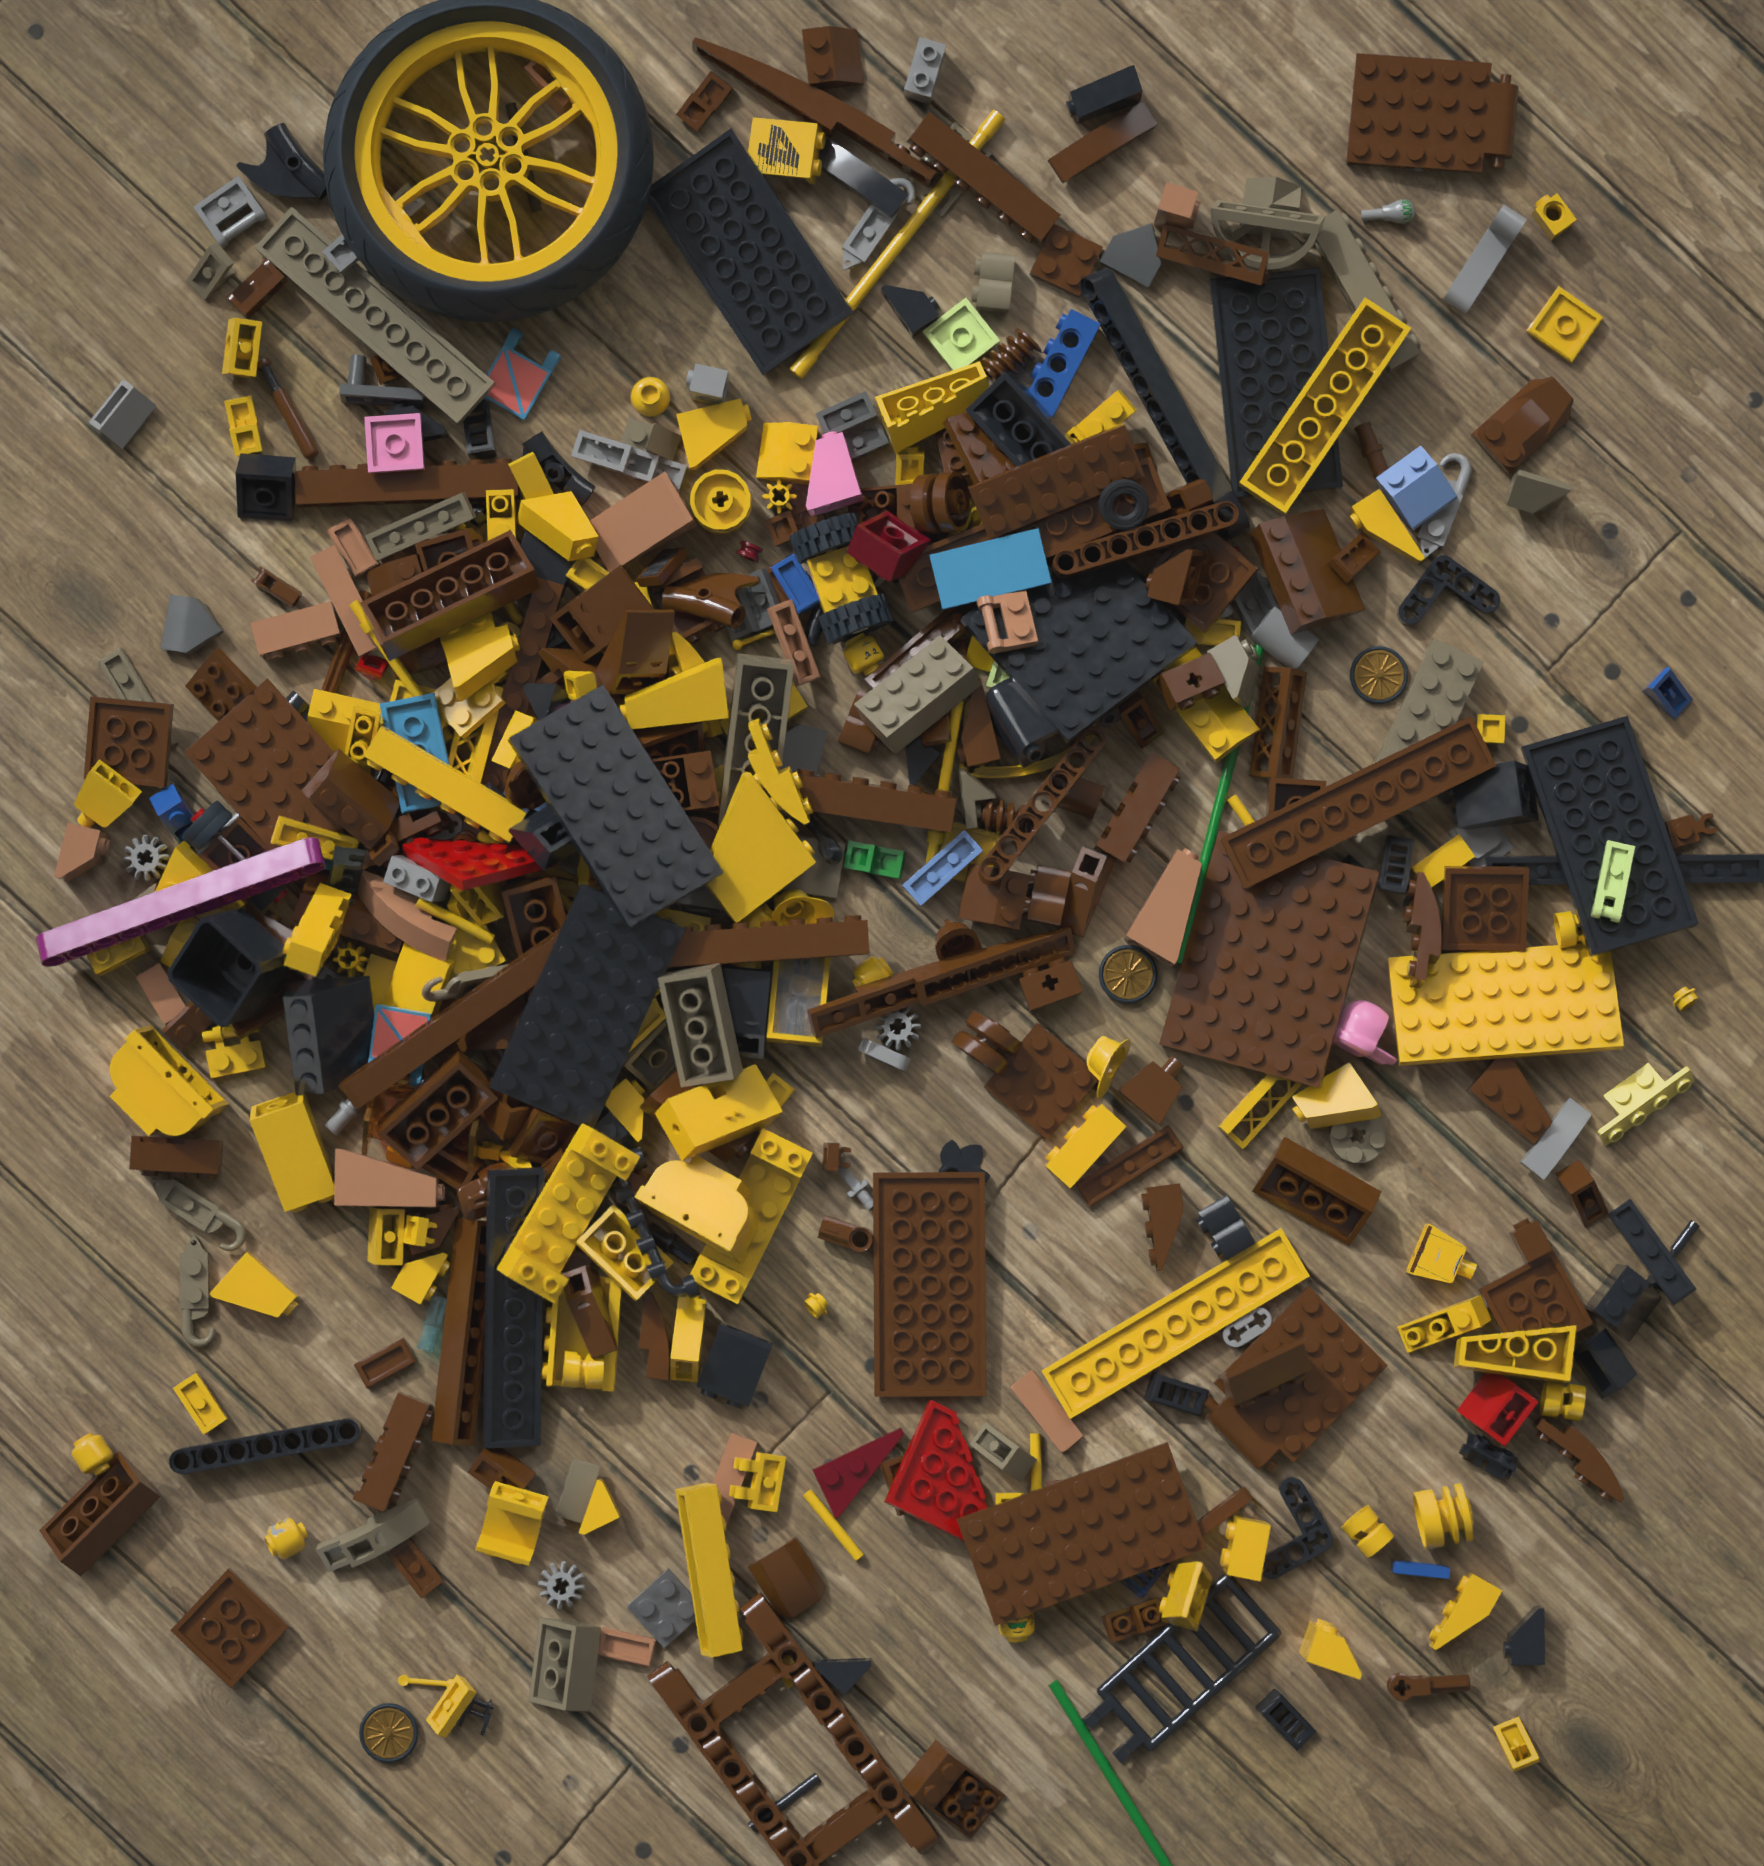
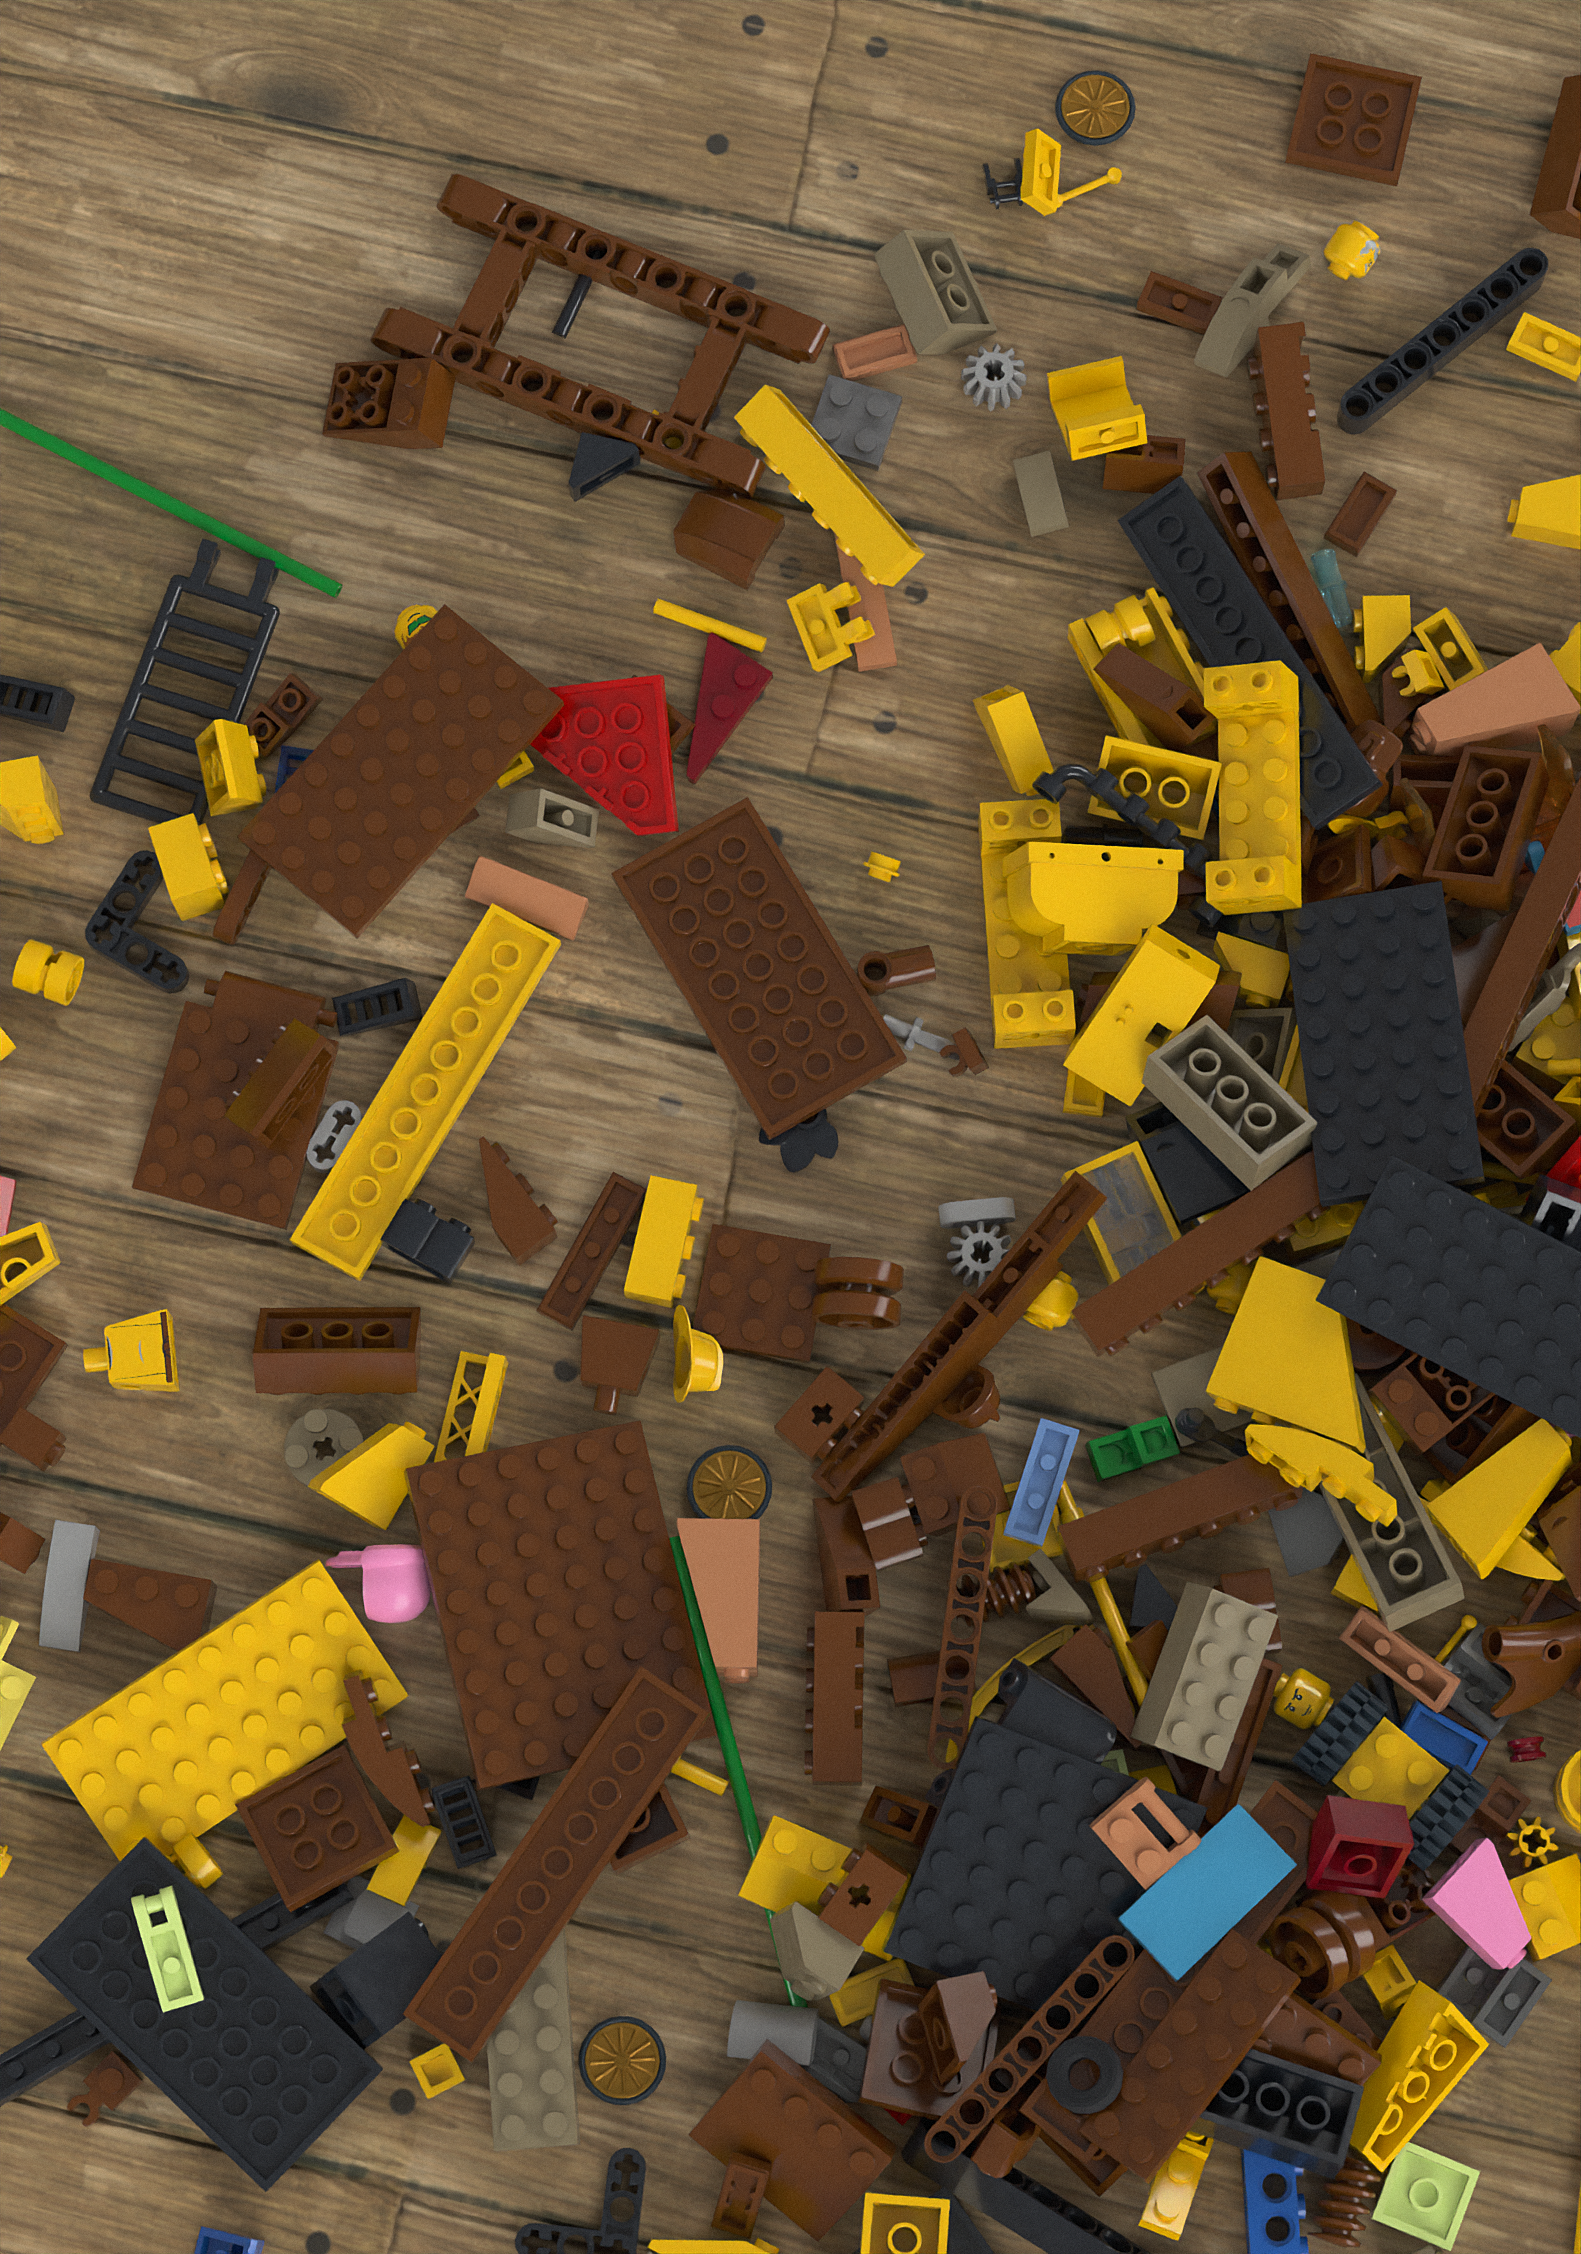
camera: 155 degrees right, 10 degrees down
(600, 1508) = (999, 487): yellow slope -> none
(655, 1339) = (1056, 717): reddish brown slope -> none
(734, 1366) = (940, 740): black slope -> none
(798, 905) = (1193, 1329): yellow piece -> none
(911, 308) = (1510, 2194): black slope -> none
(1036, 1470) = (509, 841): yellow bar -> none
(1283, 723) = (711, 1920): reddish brown fence -> none
(1444, 1323) = (85, 1278): yellow slope -> none

